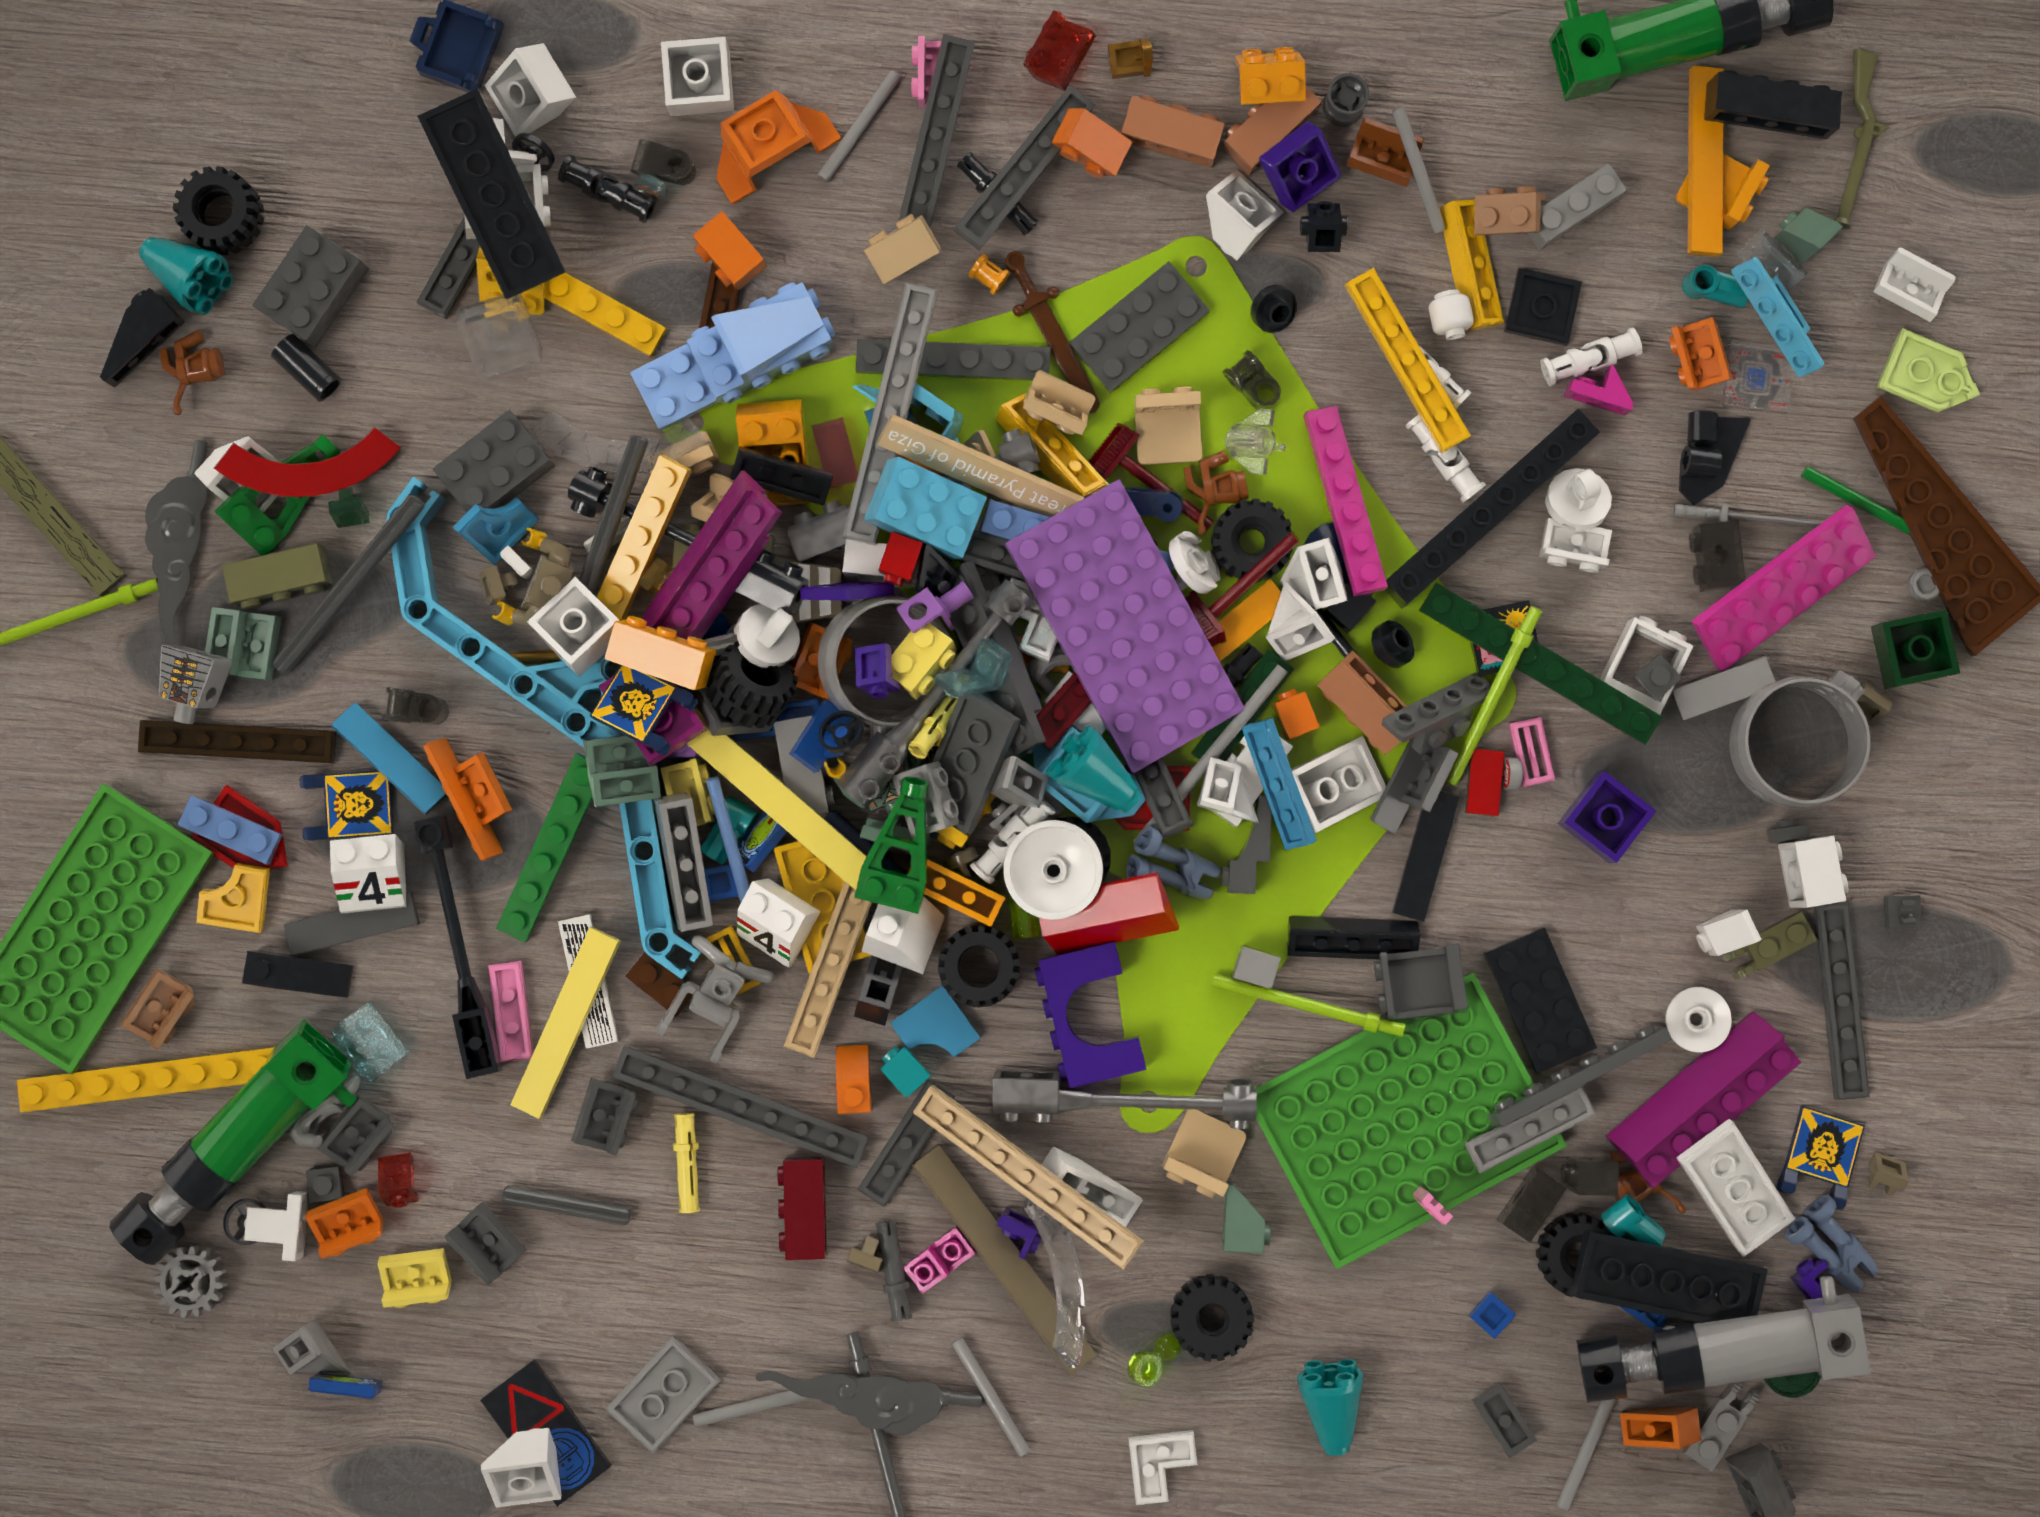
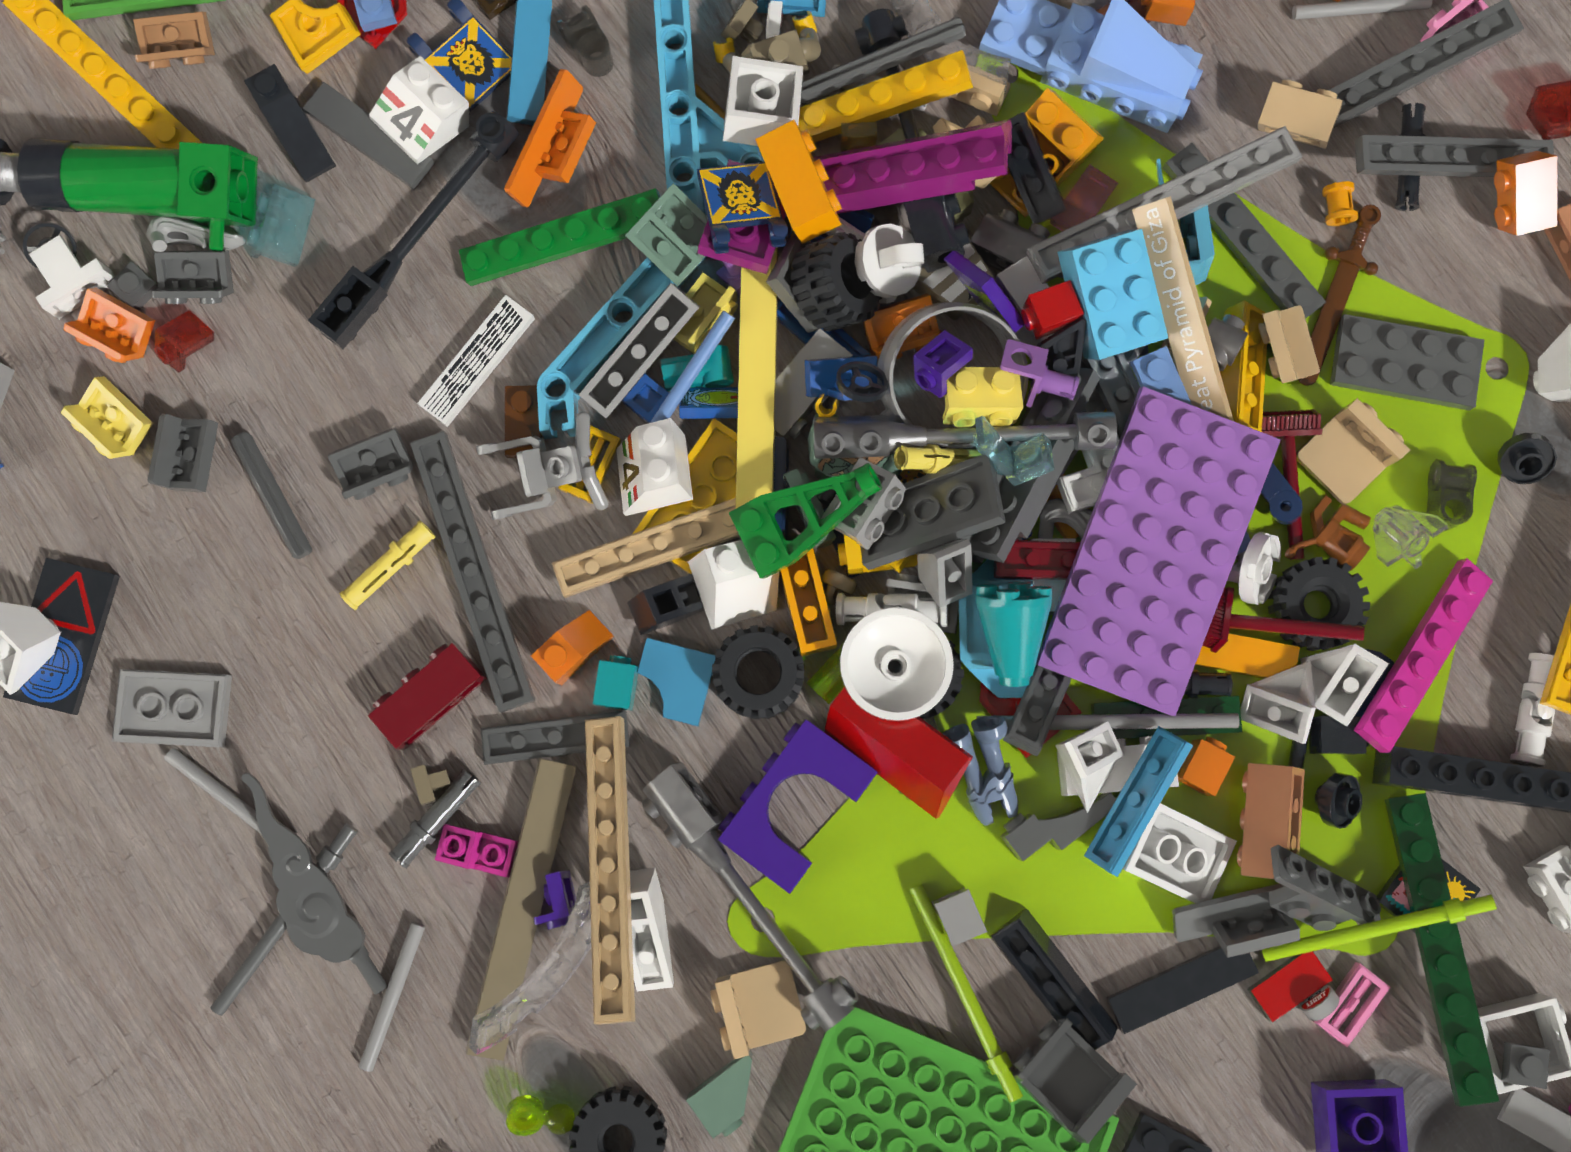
camera: 50 degrees right, 5 degrees down
(511, 1011) = (400, 319): bright pink tile -> none
(565, 1022) = (425, 368): light yellow tile -> none

